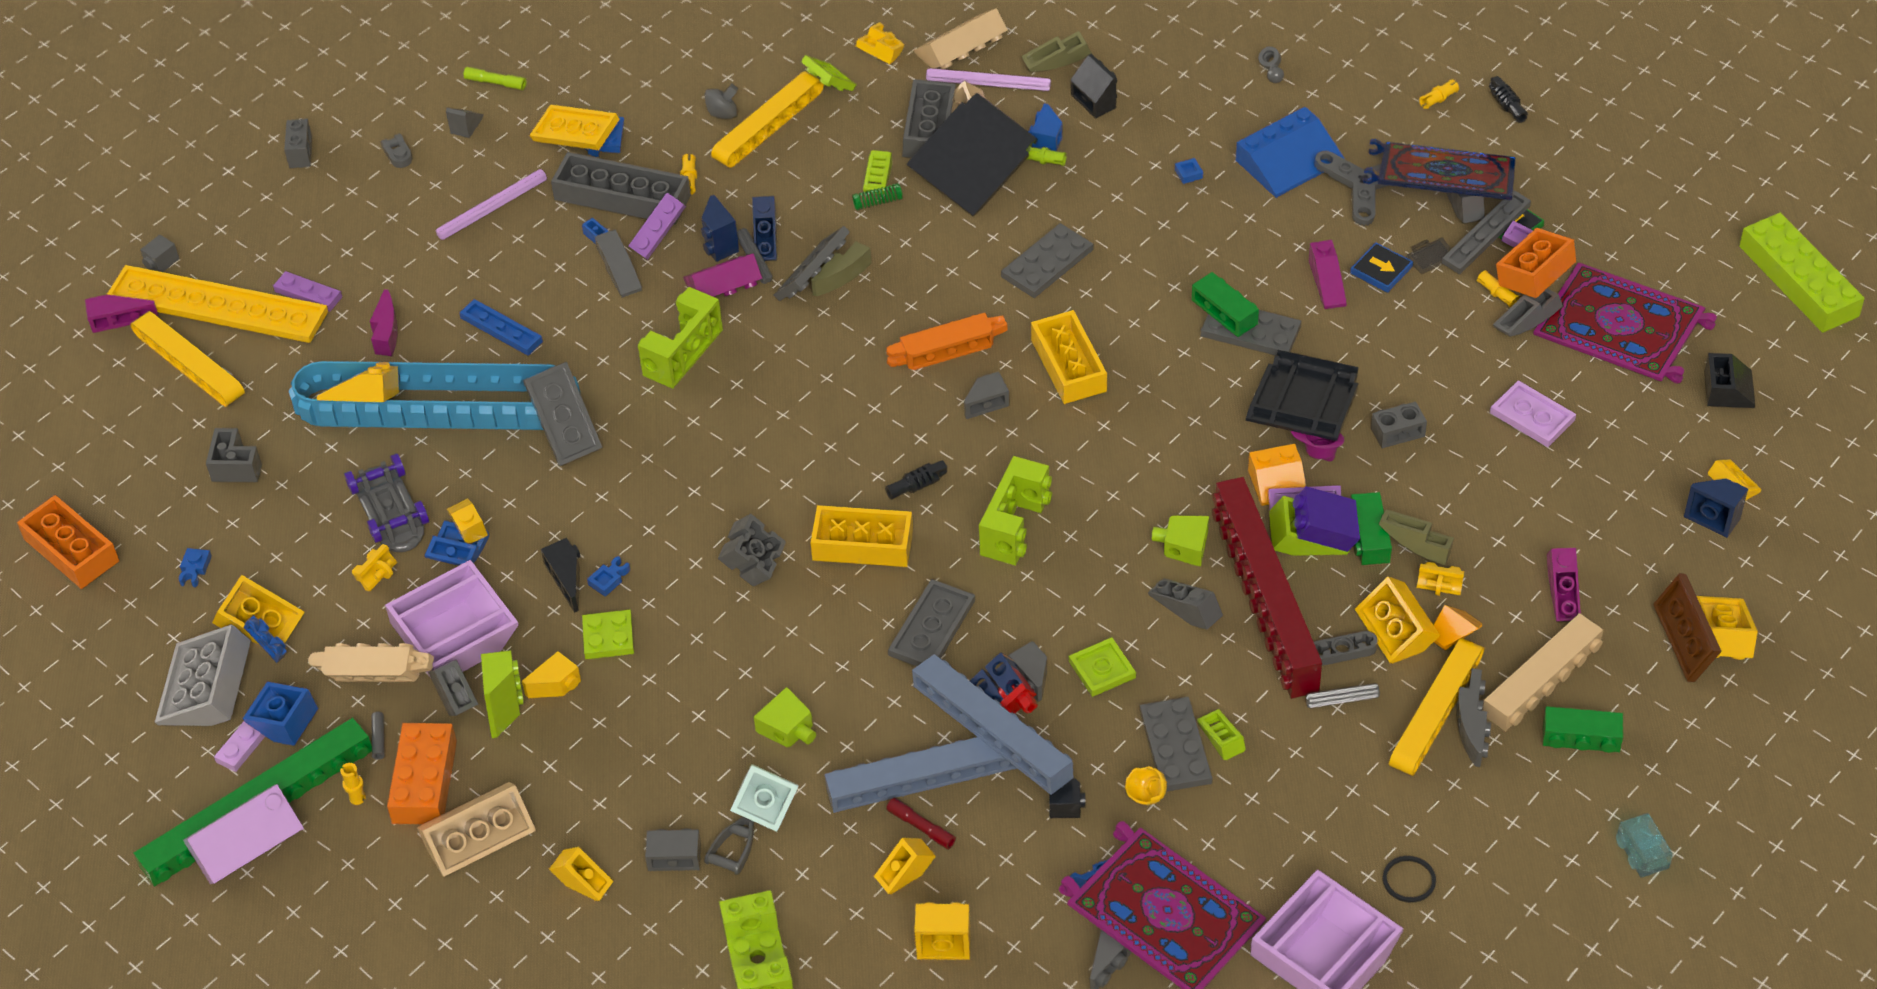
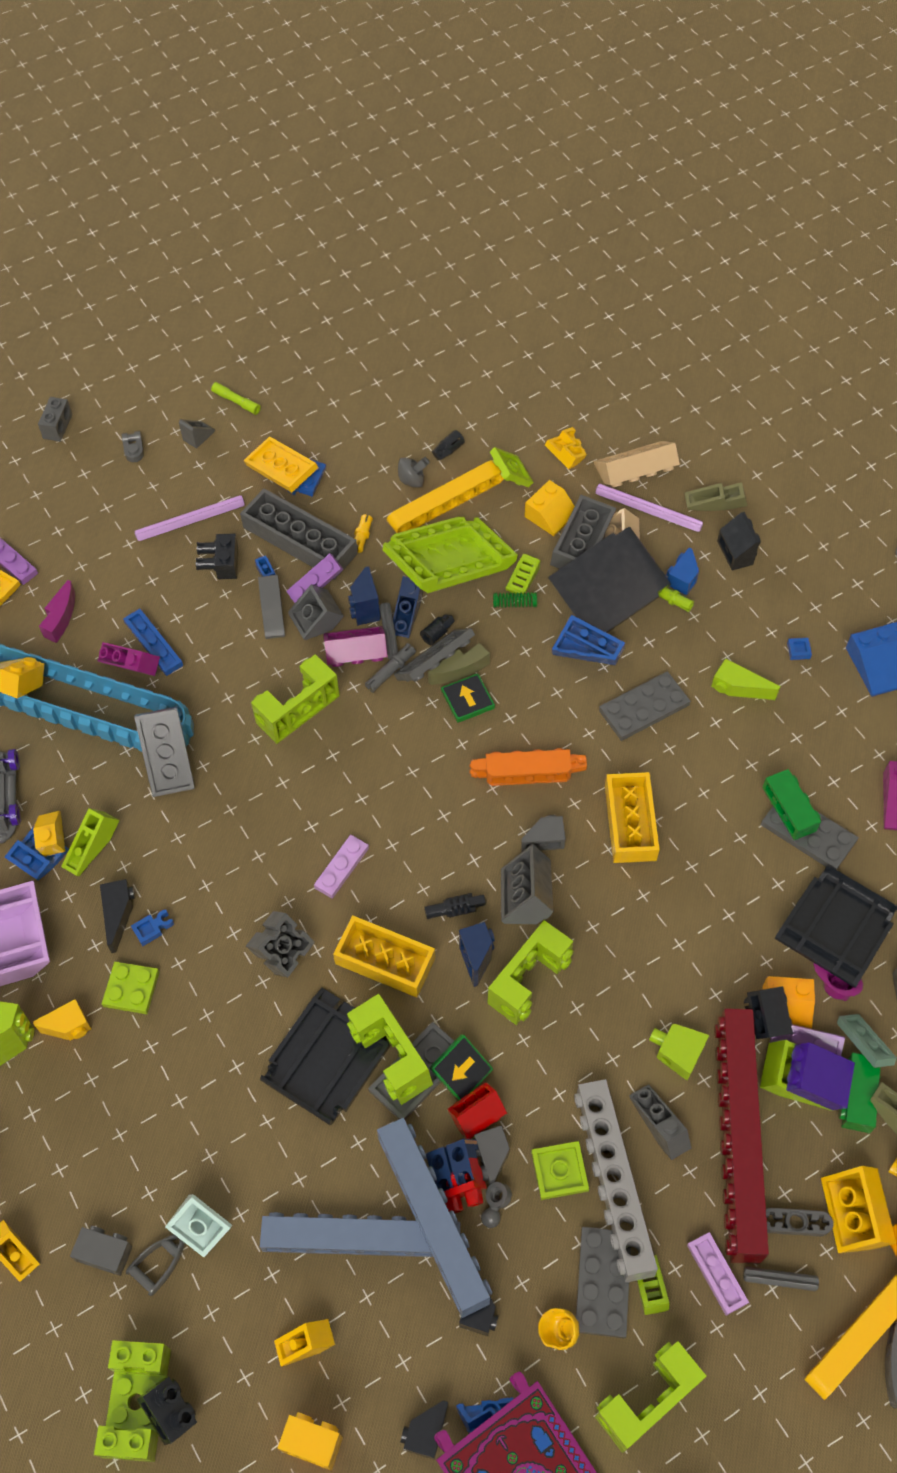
camera: 15 degrees right, 10 degrees up
(484, 346) = (128, 658): none -> magenta slope
(511, 517) = (90, 839): none -> lime slope
(547, 228) = (225, 559): none -> black brick
(668, 257) = (315, 612): none -> dark grey slope
(751, 69) = (448, 445): none -> black hinge
(772, 282) = (397, 661): none -> dark grey pin
(785, 476) = (341, 866): none -> lavender plate
(785, 720) = (251, 1137): lime torso -> none
(792, 941) = (167, 1410): none -> black brick
(794, 166) = (449, 553): none -> lime slope
(803, 243) = (436, 629): none -> black hinge
(835, 638) = (321, 1062): none -> black piece
(860, 297) = (467, 698): none -> black tile
(883, 103) = (549, 508): none -> yellow slope
(925, 610) = (409, 1074): none -> lime plate
(933, 831) = (344, 1309): dark red piece -> none
(952, 505) = (476, 949): none -> dark blue slope
(969, 215) = (587, 643): none -> blue wedge
(975, 608) = (461, 1068): none -> black tile
(985, 437) = (526, 888): none -> dark grey slope
(1004, 635) = (477, 1111): none -> red brick
(1047, 901) = (422, 1429): none -> black slope
(1048, 722) = (490, 1216): none -> dark grey plate
(1140, 214) = (740, 682): none -> lime slope
(1159, 655) = (643, 1264): none -> light grey brick
(1236, 837) = (680, 1374): none -> lime plate
(1261, 477) = (769, 1012): none -> black brick
(1281, 706) = (717, 1273): none -> lavender plate
(1361, 481) = (866, 1040): none -> sand green plate

